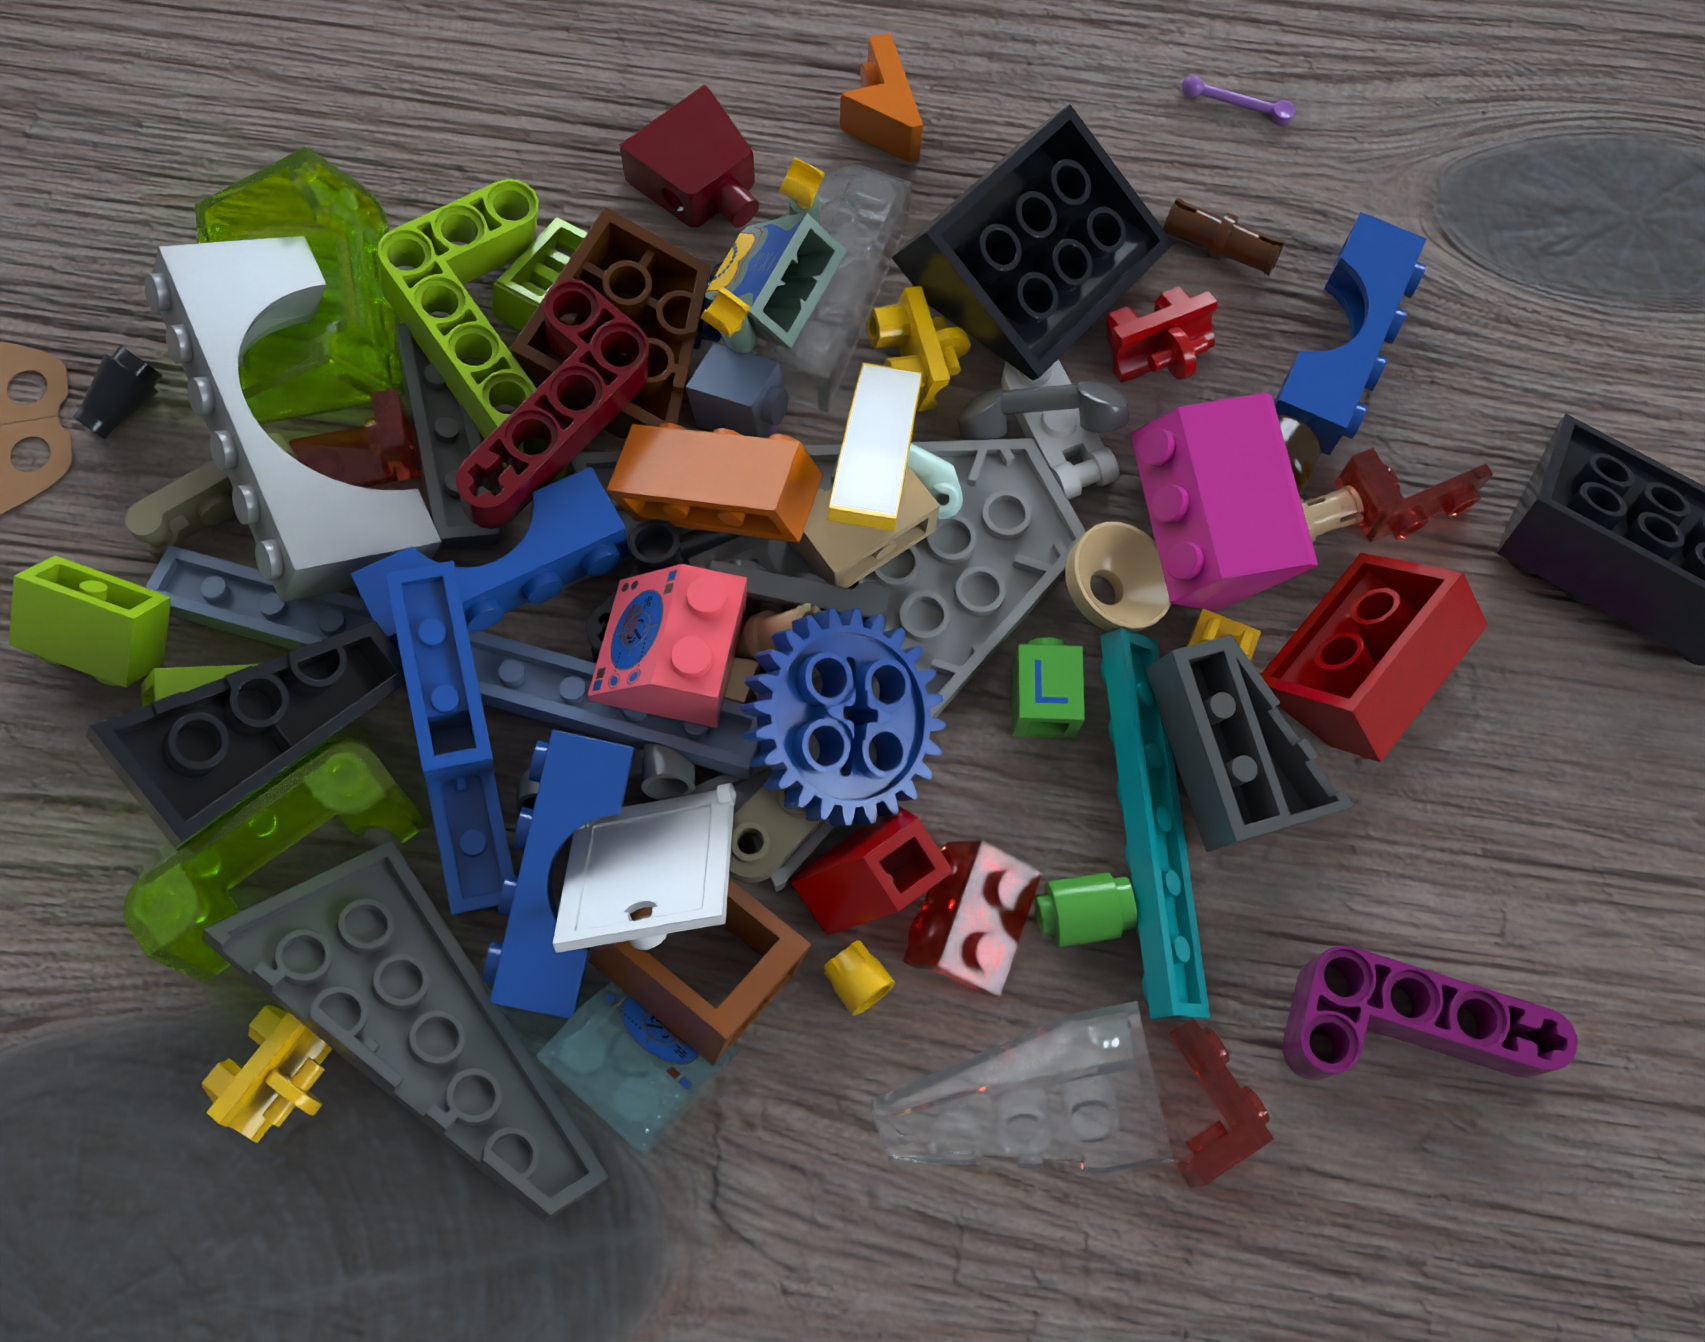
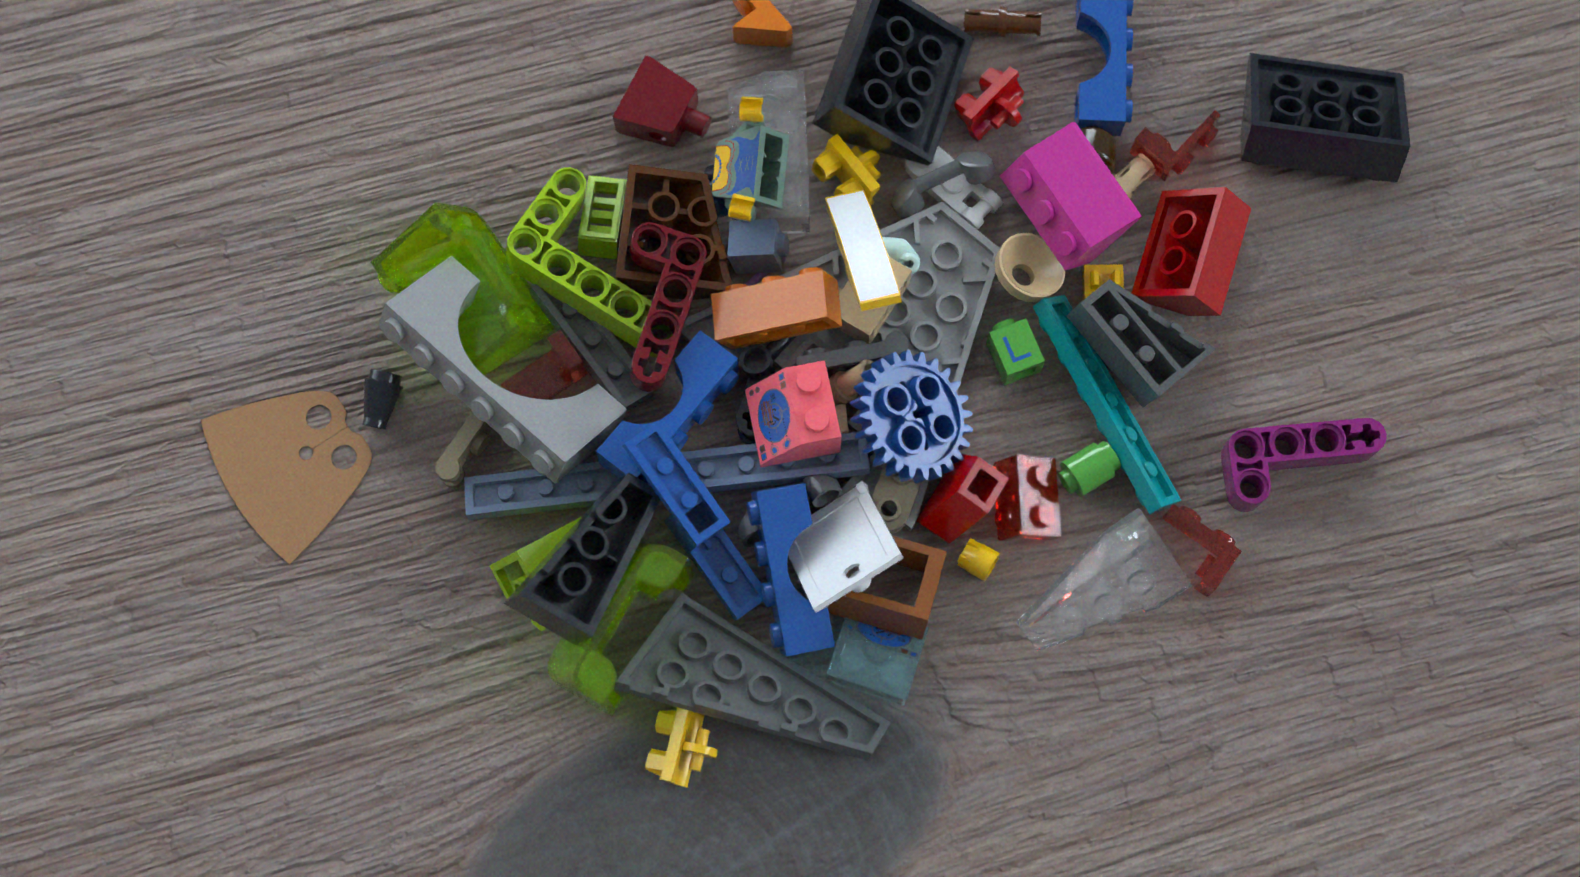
camera: 15 degrees left, 5 degrees up
(89, 621) = (445, 541): lime brick -> none

